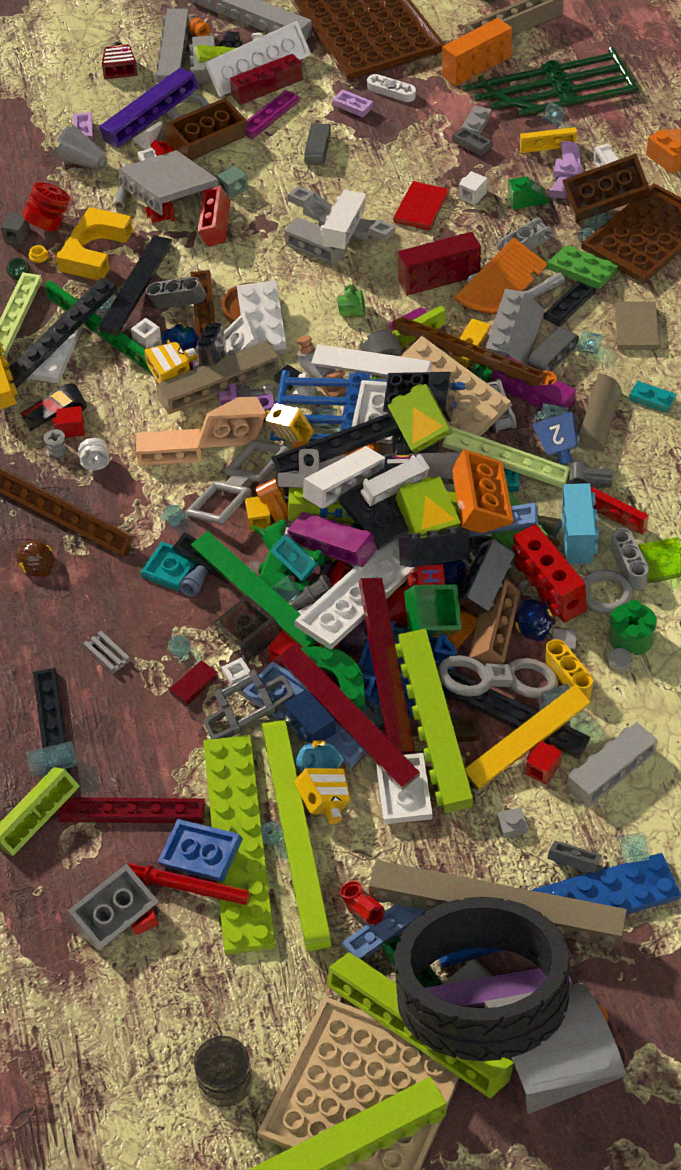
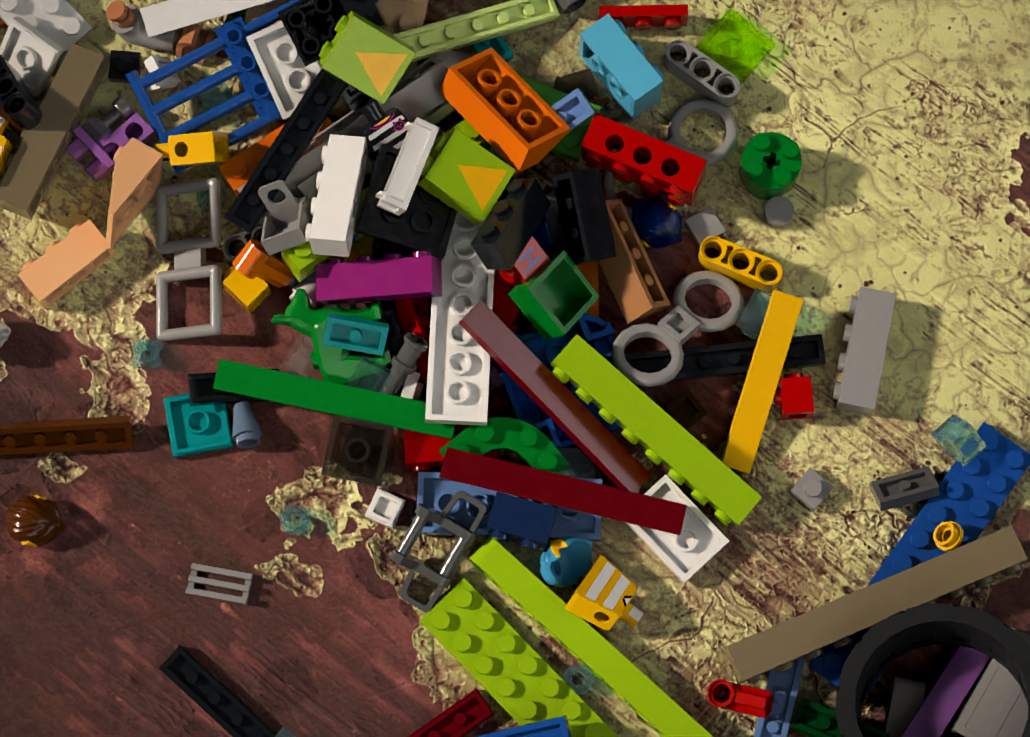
camera: 40 degrees left, 25 degrees up
(193, 682) = (348, 554): dark red tile -> none
(580, 892) = (948, 535): none -> yellow plate

